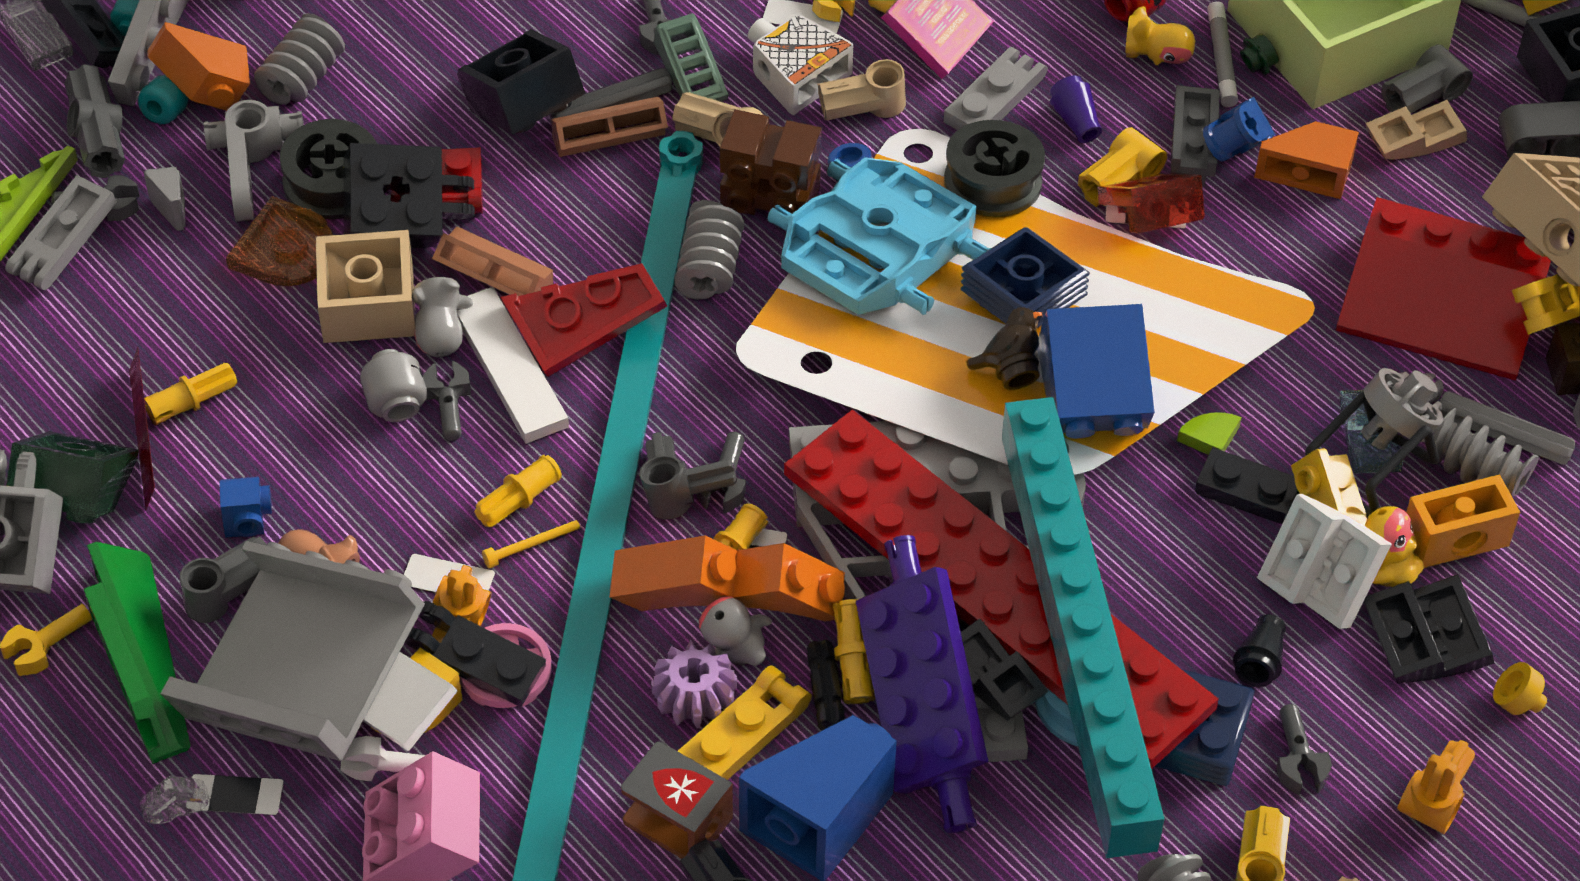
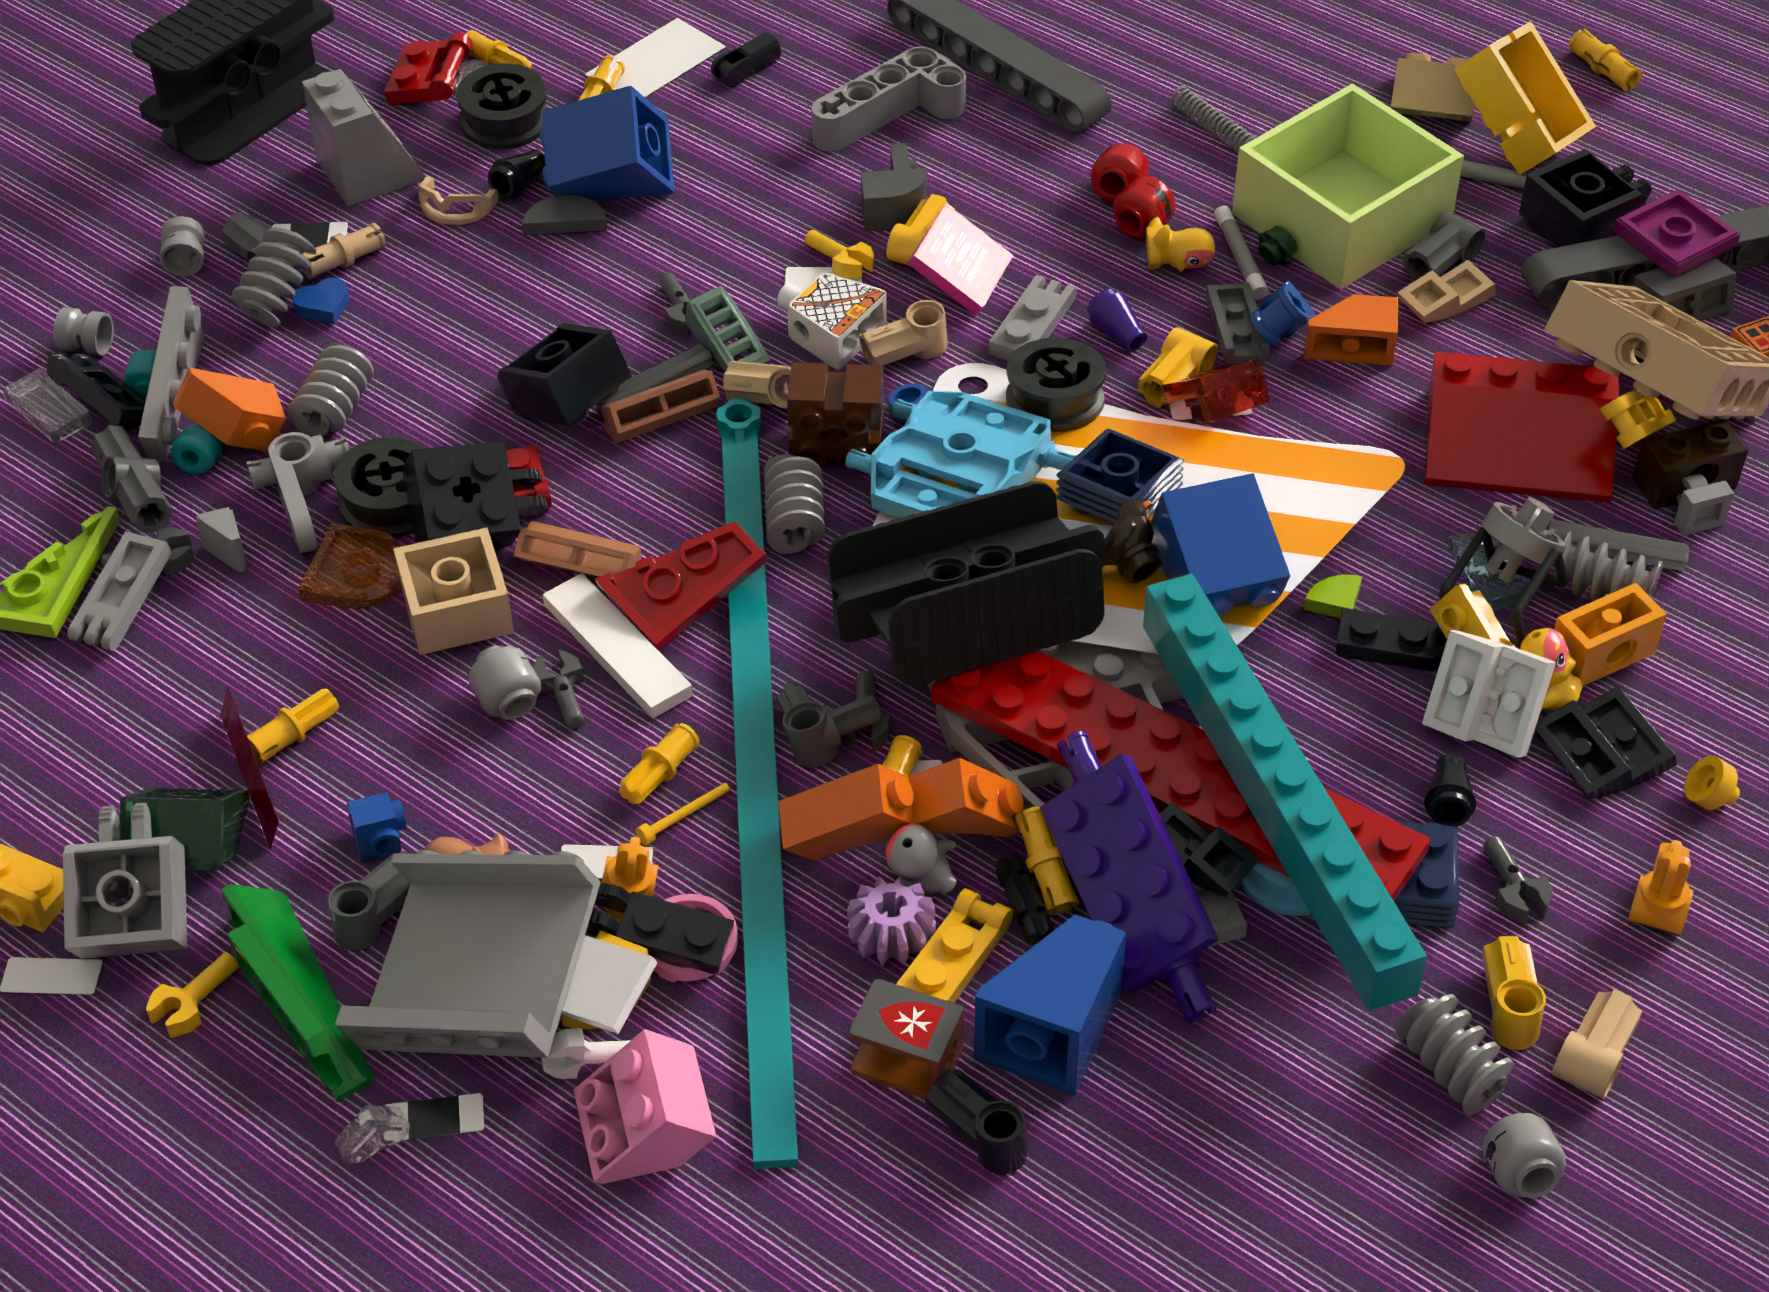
camera: 10 degrees left, 5 degrees down
(437, 322) = (534, 613): light grey animal -> none
(842, 367) = (969, 583): none -> black piece

